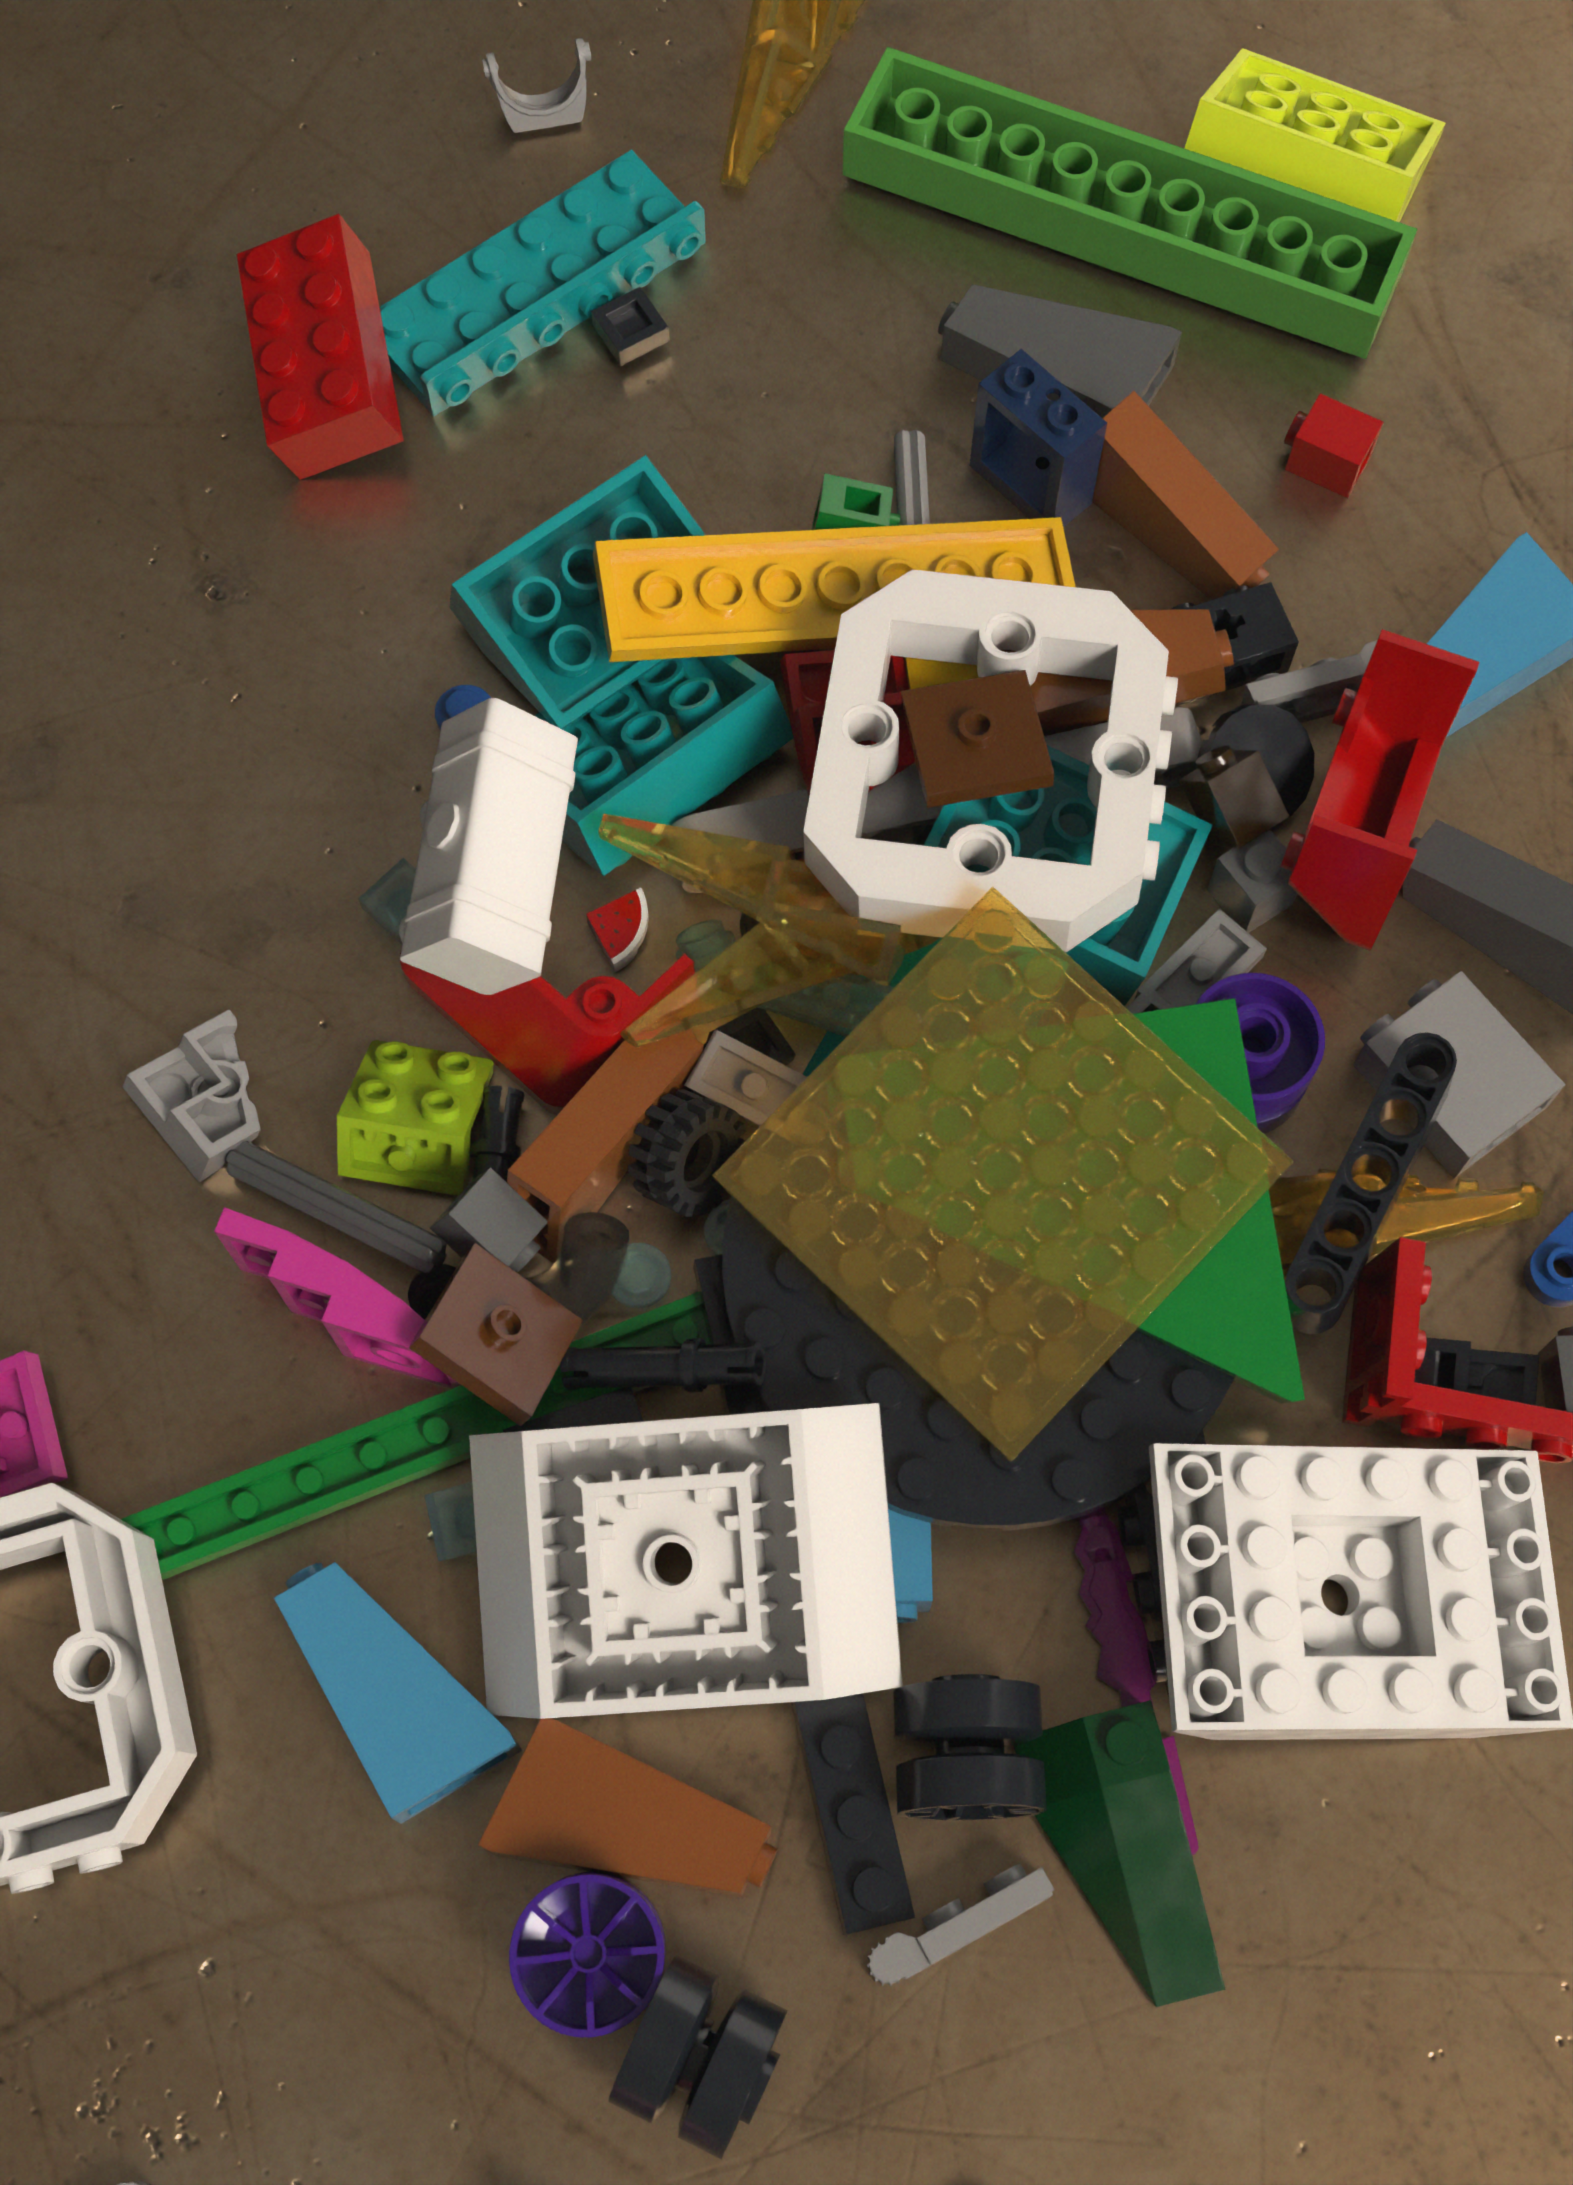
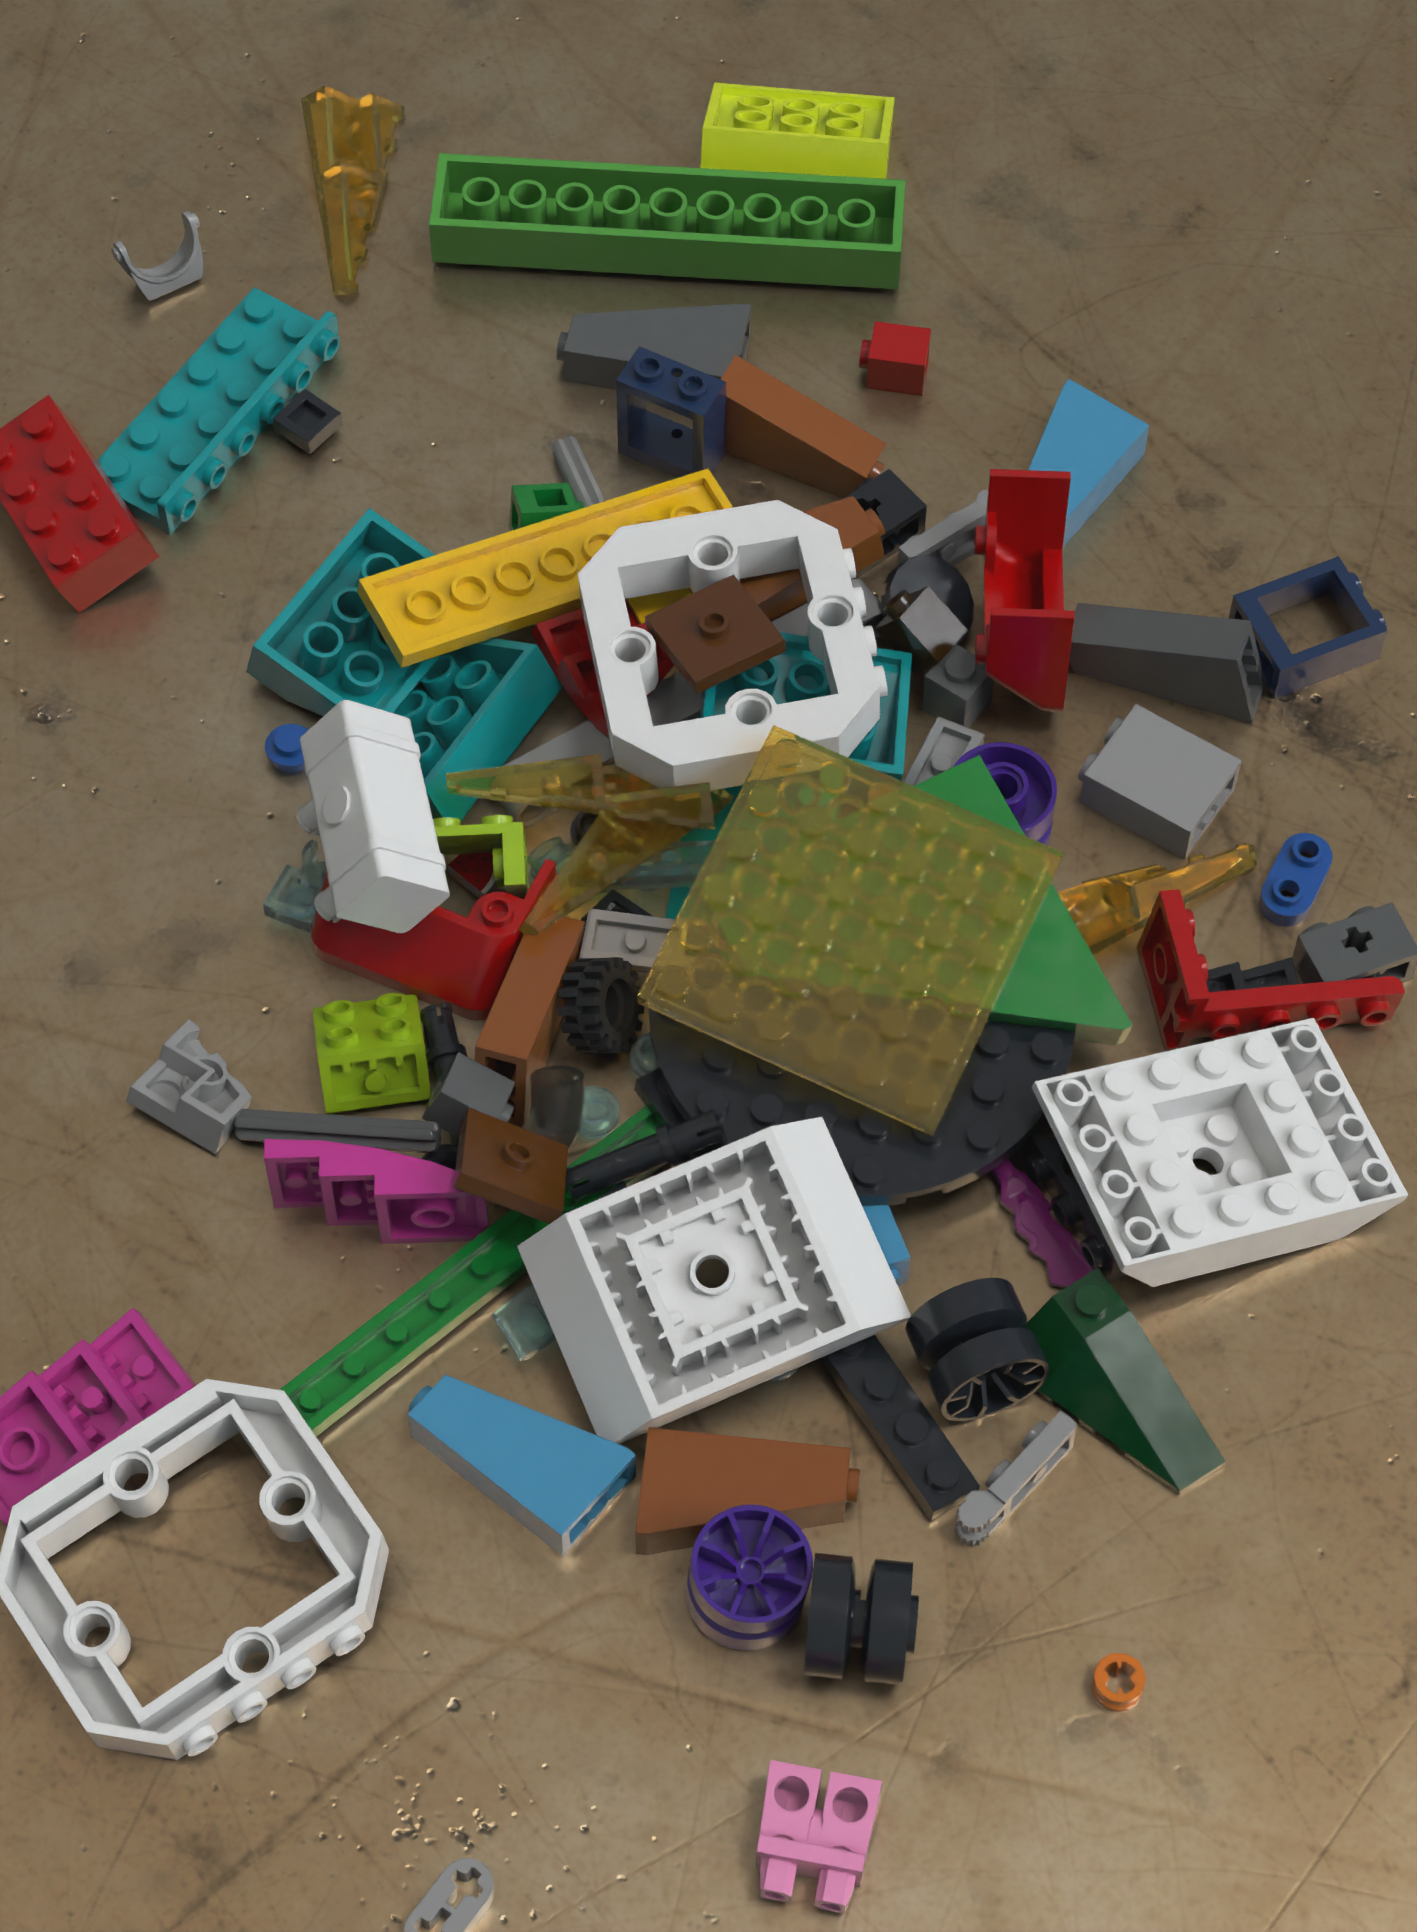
camera: 20 degrees left, 10 degrees down
(649, 943) = (494, 835): none -> lime bracket
(1375, 1153) = (1123, 844): black beam -> none

